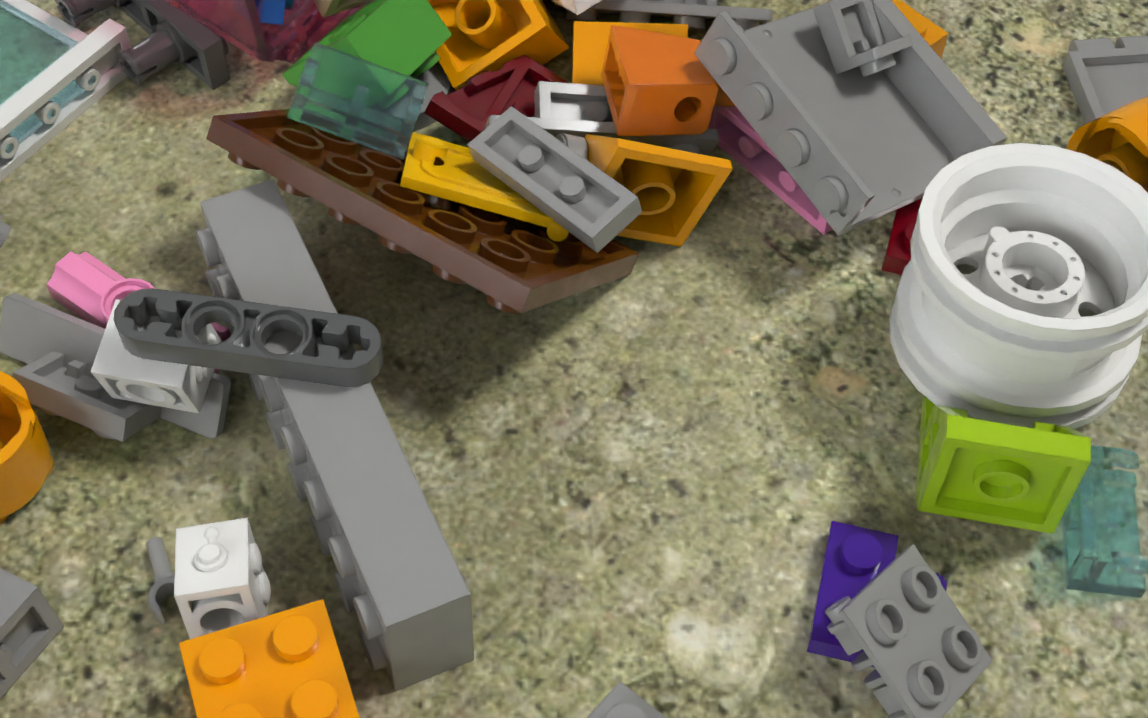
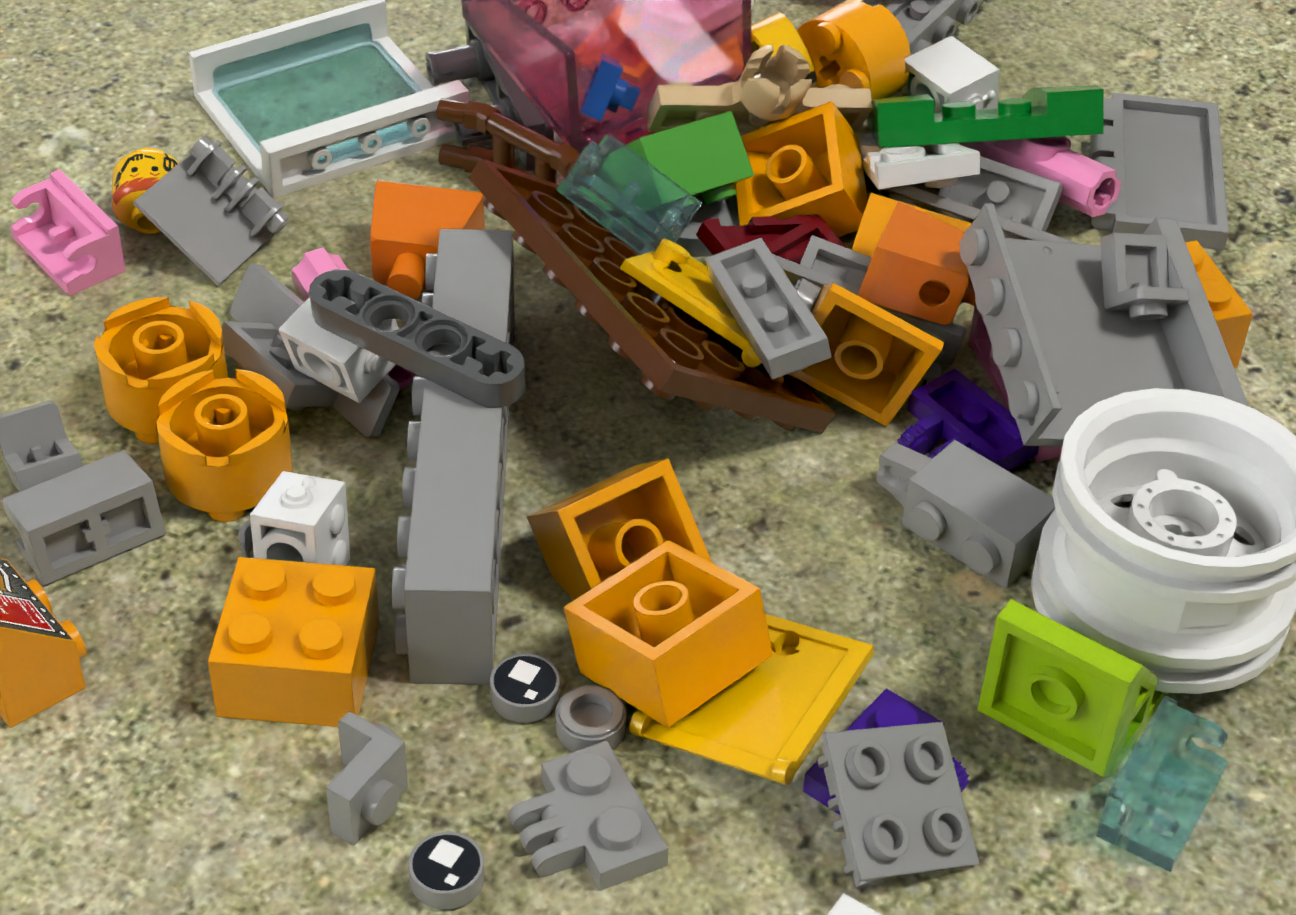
camera: 25 degrees right, 10 degrees down
(83, 508) = (223, 441): none -> light orange brick
(155, 201) = (409, 225): none -> orange torso
(190, 92) = (505, 137): none -> reddish brown piece
(511, 654) = (525, 687): none -> tile
(526, 466) = (614, 525): none -> light orange slope
(588, 662) = (590, 717): none -> light grey tile
(630, 551) = (669, 632): none -> light orange brick
(722, 575) = (775, 710): none -> yellow container
(763, 222) = (961, 411): none -> dark purple hinge
(805, 308) = (968, 508): none -> light grey hinge

